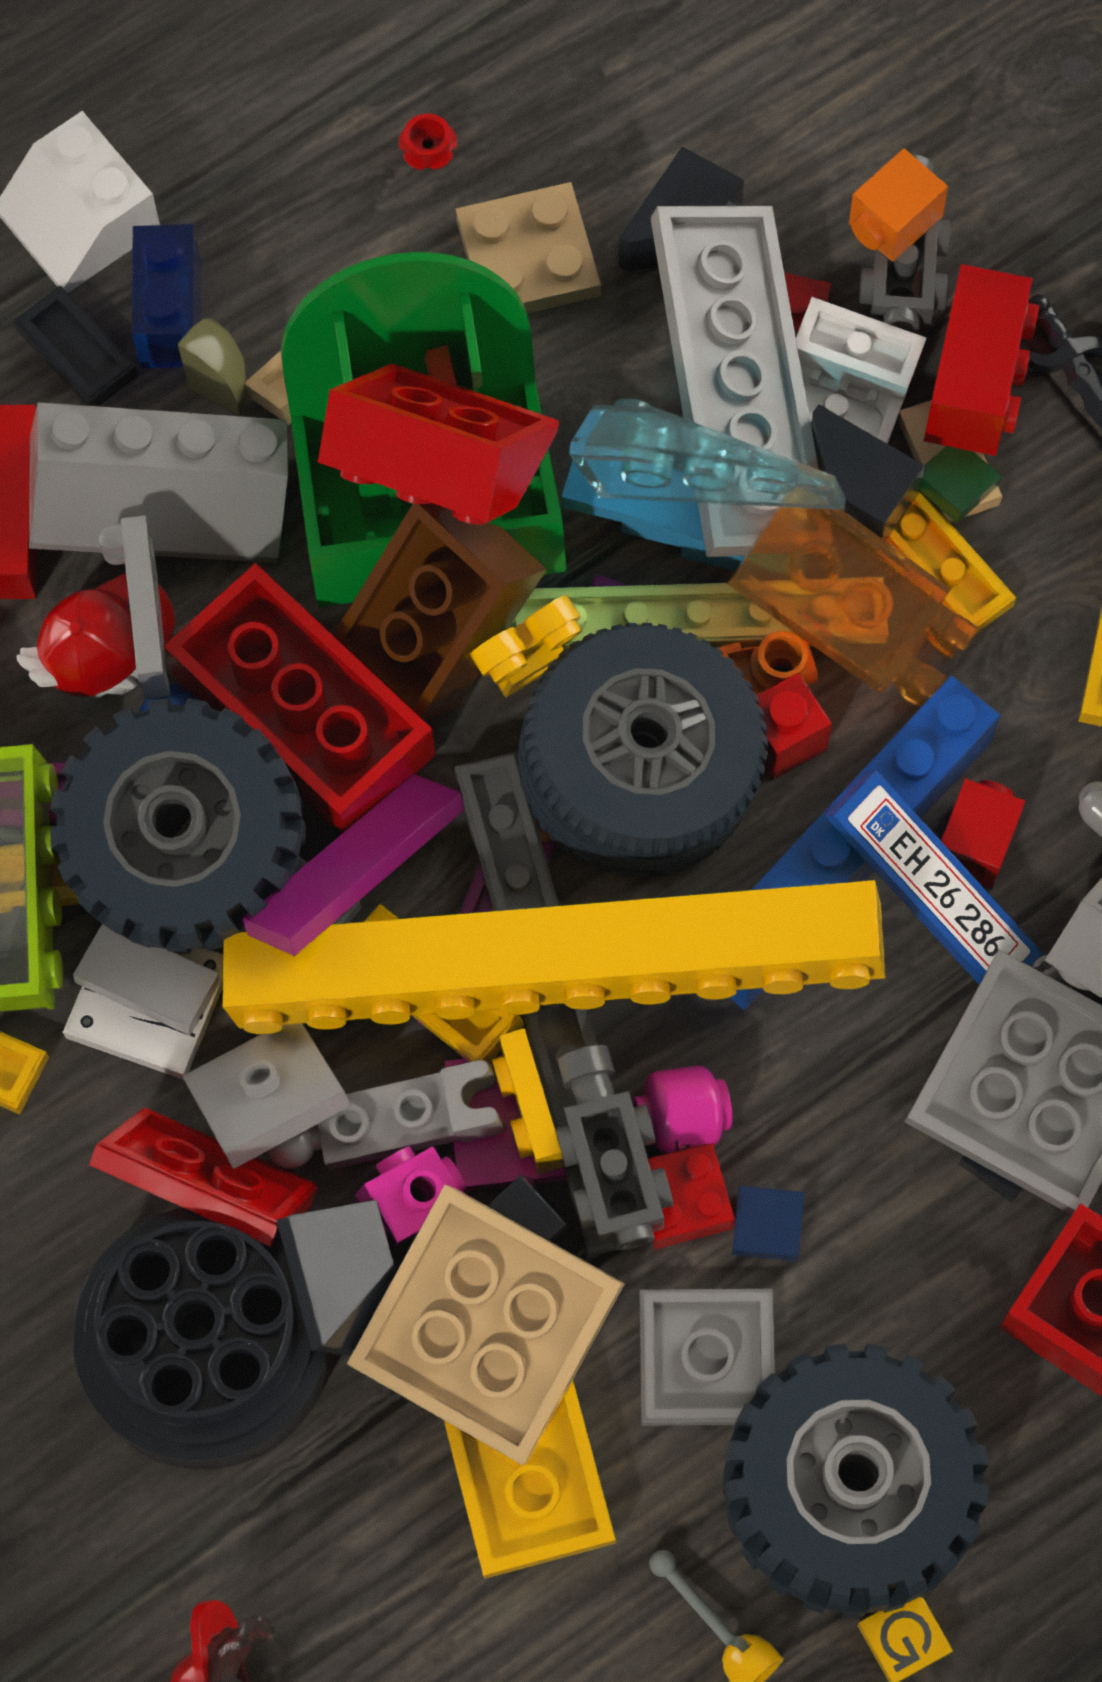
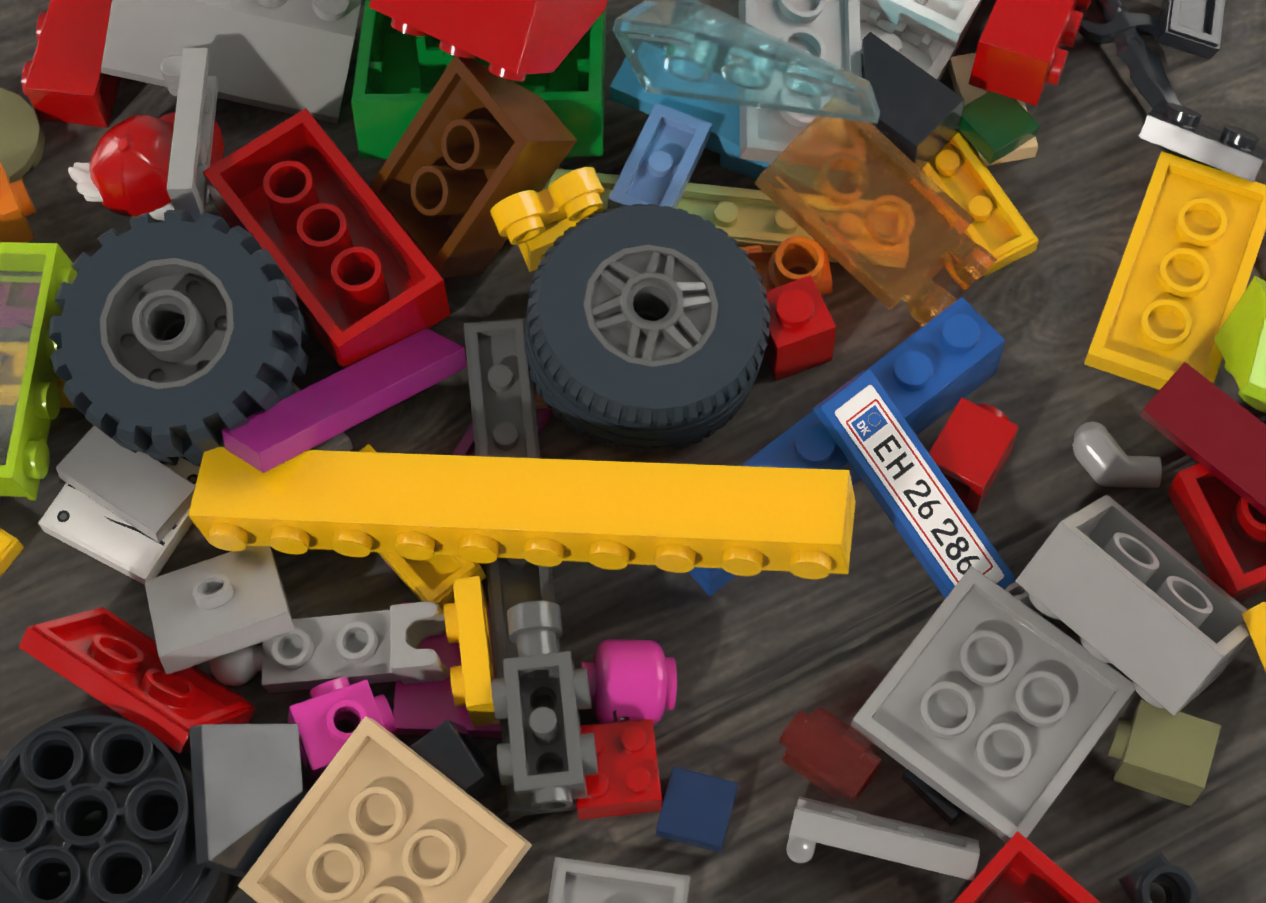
camera: 10 degrees right, 5 degrees down
(626, 571) = (661, 159): none -> medium blue plate
(888, 1151) = (830, 754): none -> clear red brick
(948, 1226) = (879, 838): none -> light grey hinge

